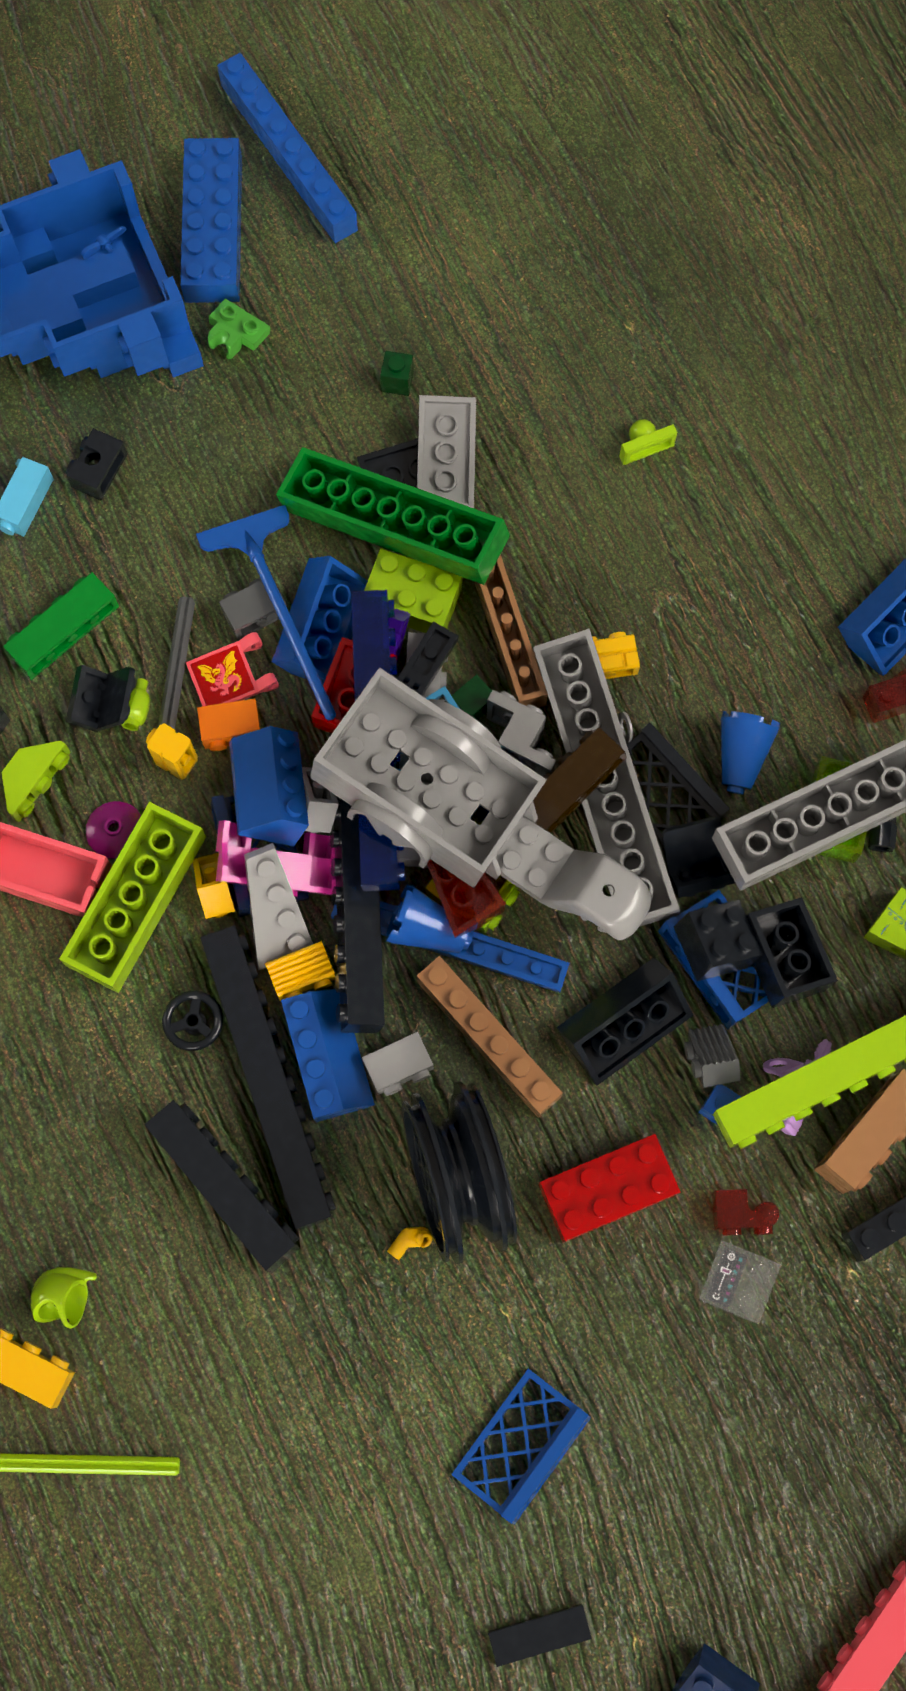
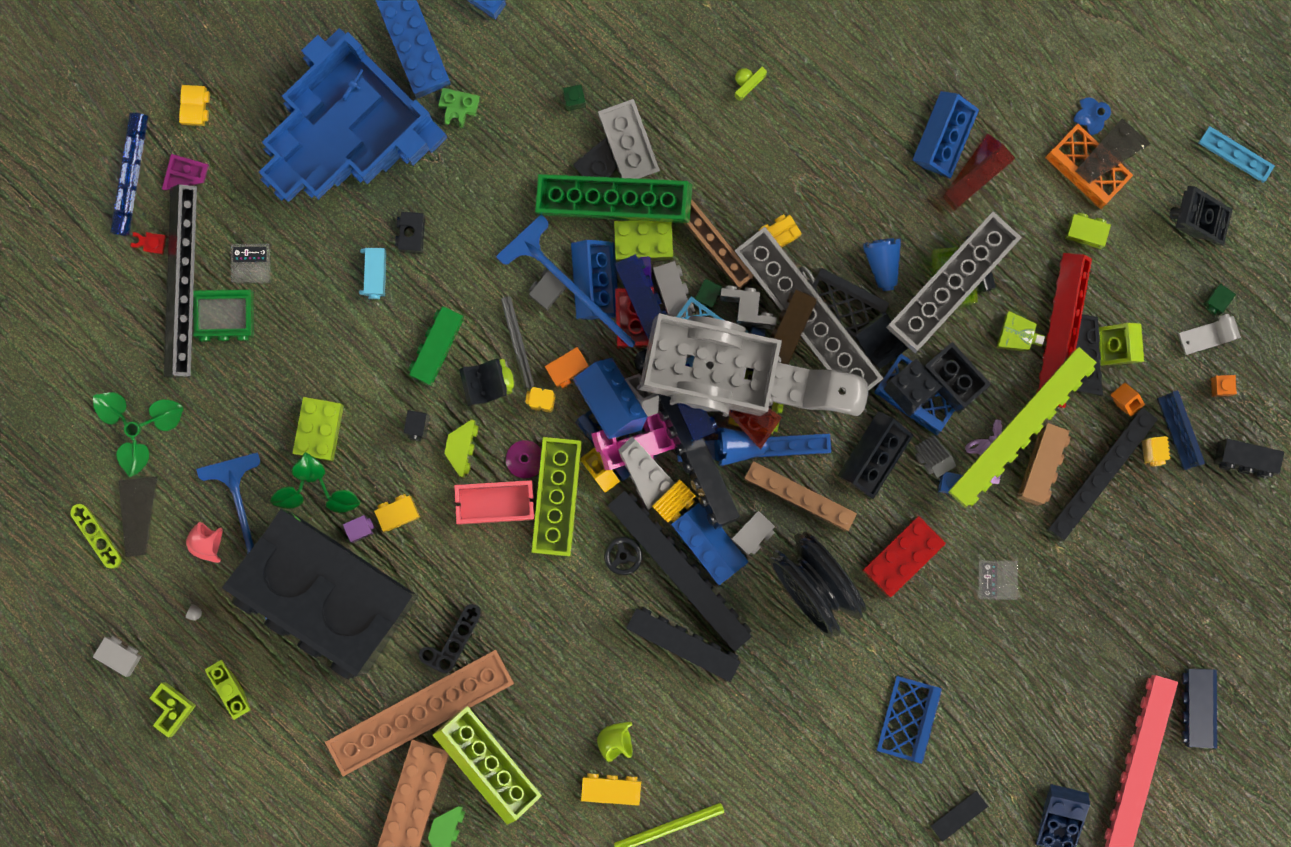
camera: 20 degrees left, 10 degrees up
(226, 674) = (549, 337): flag -> none
(410, 1238) = (800, 630): yellow arm -> none
(428, 658) = (672, 283): black hinge -> none
(733, 1214) = (980, 543): clear red brick -> none

